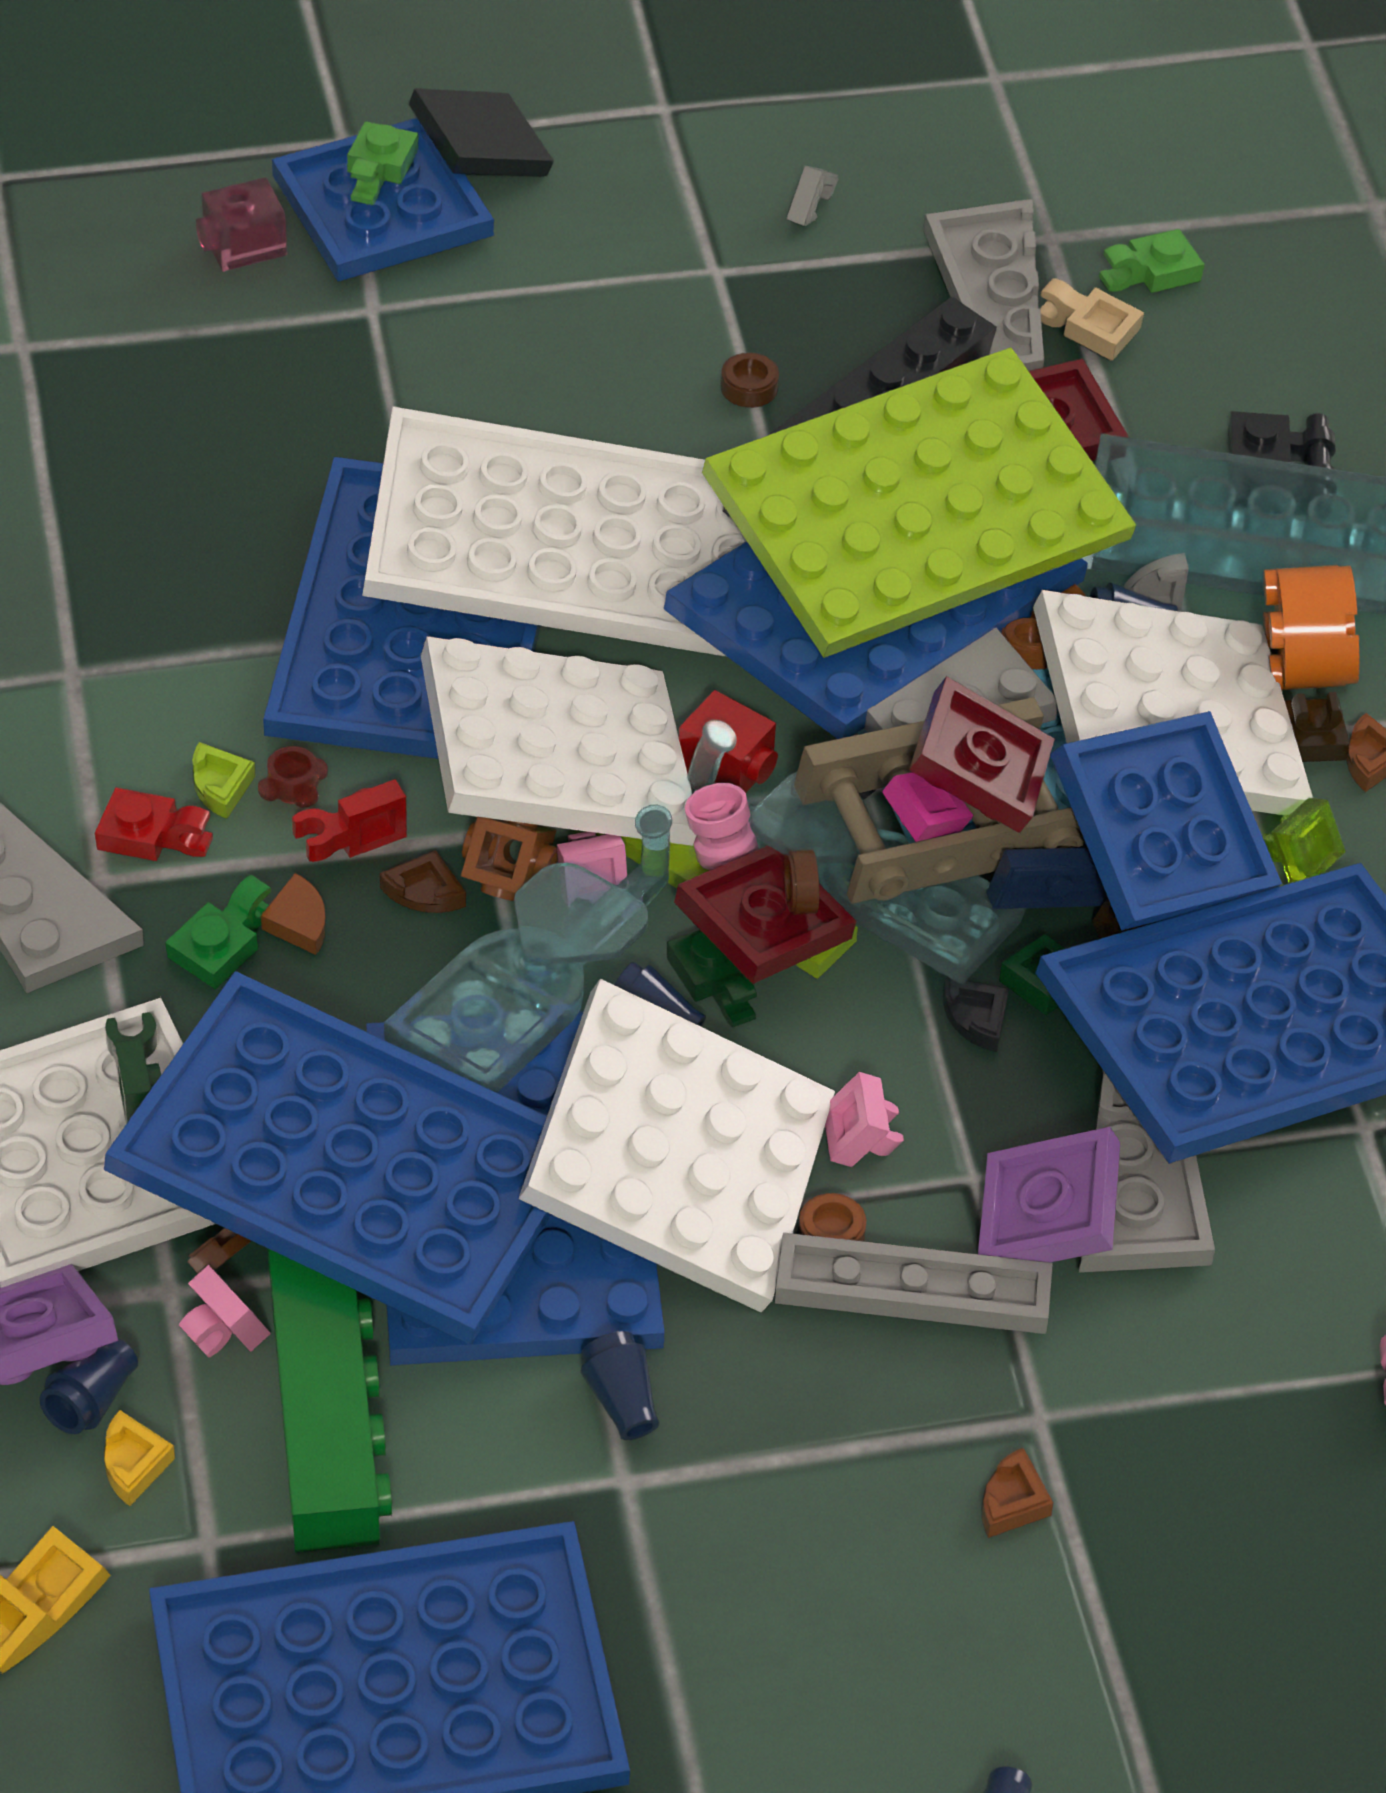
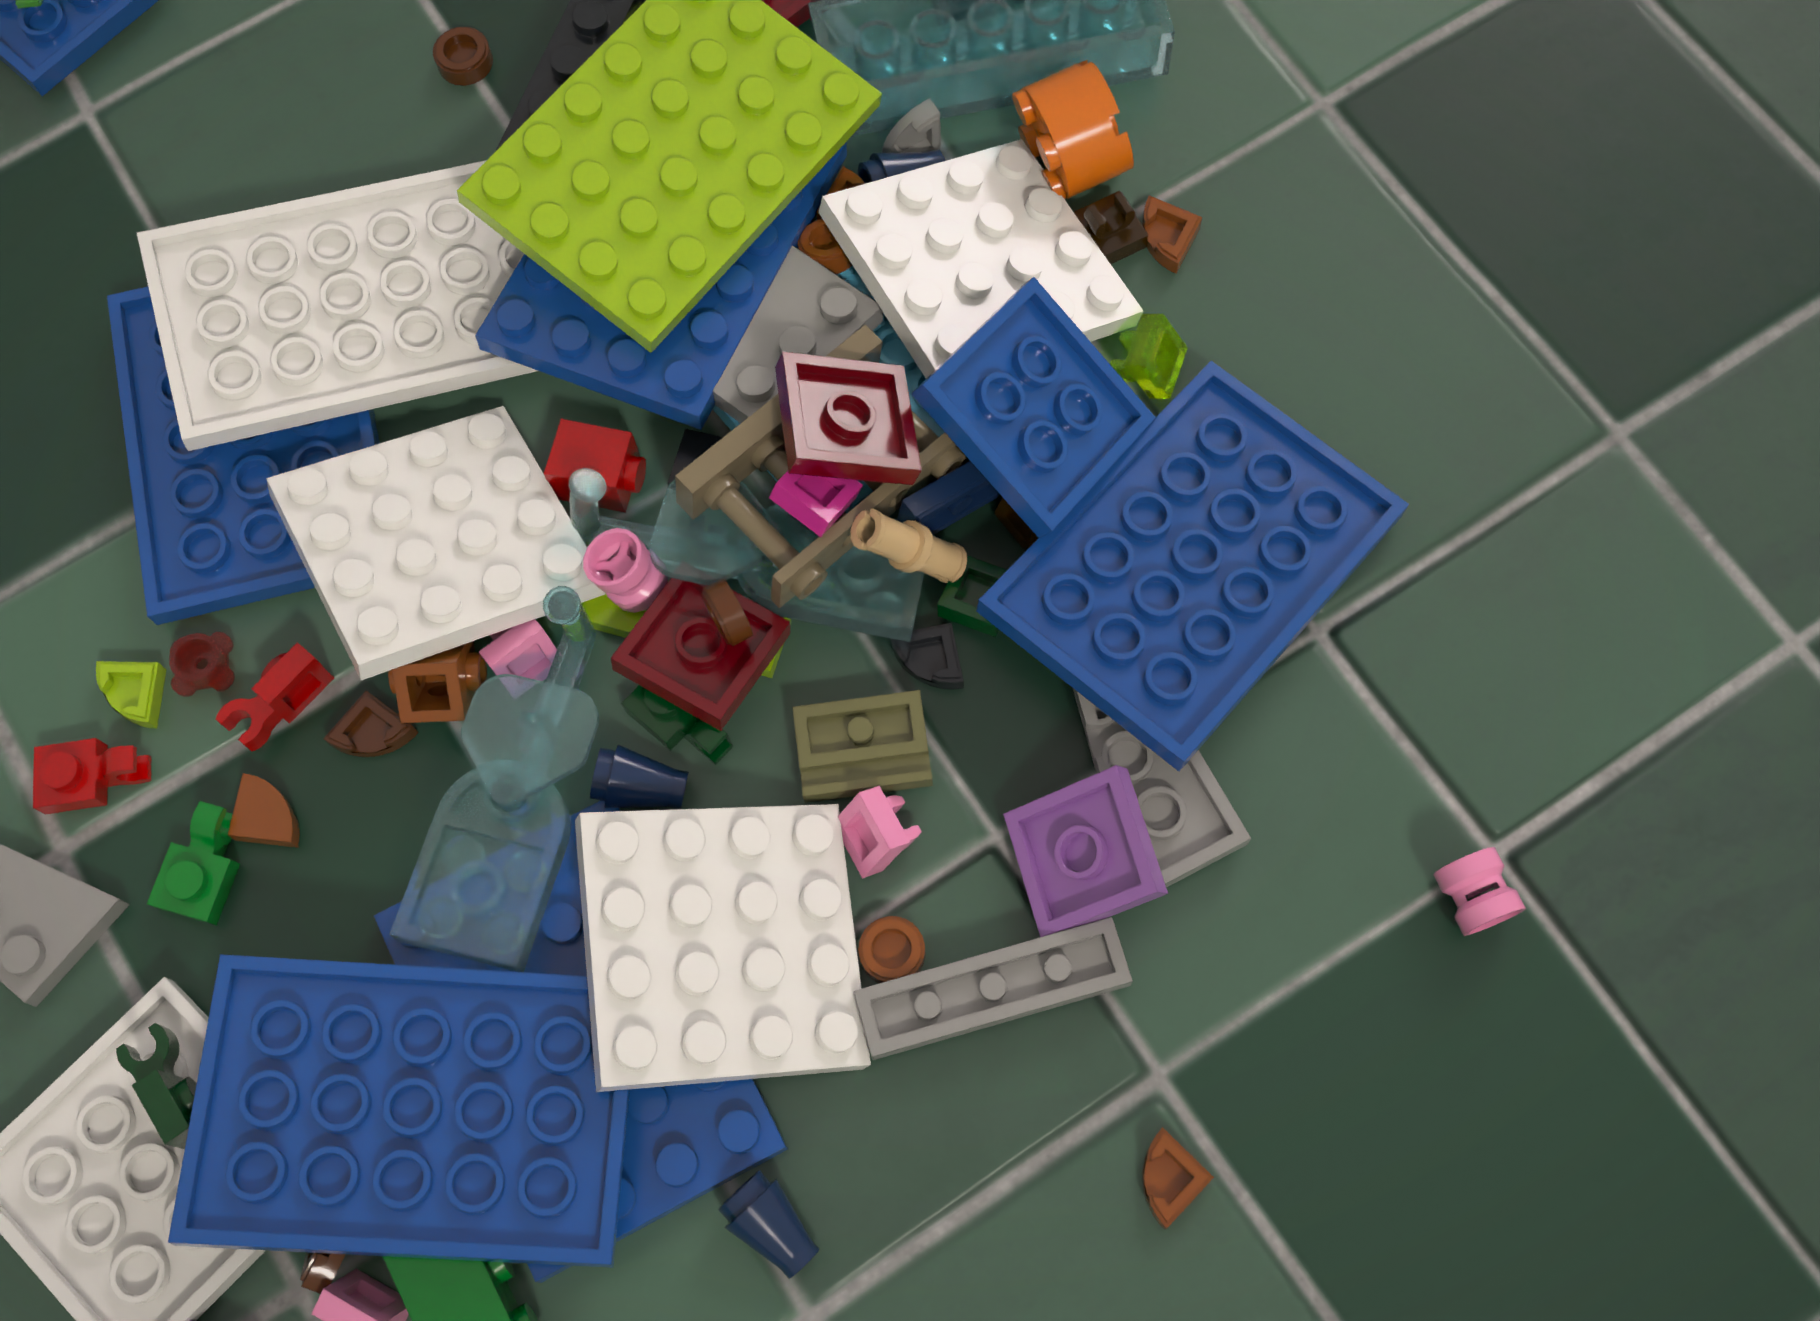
camera: 15 degrees left, 20 degrees up
(884, 1043) = (862, 746): none -> olive plate
(995, 892) = (908, 546): none -> tan pin

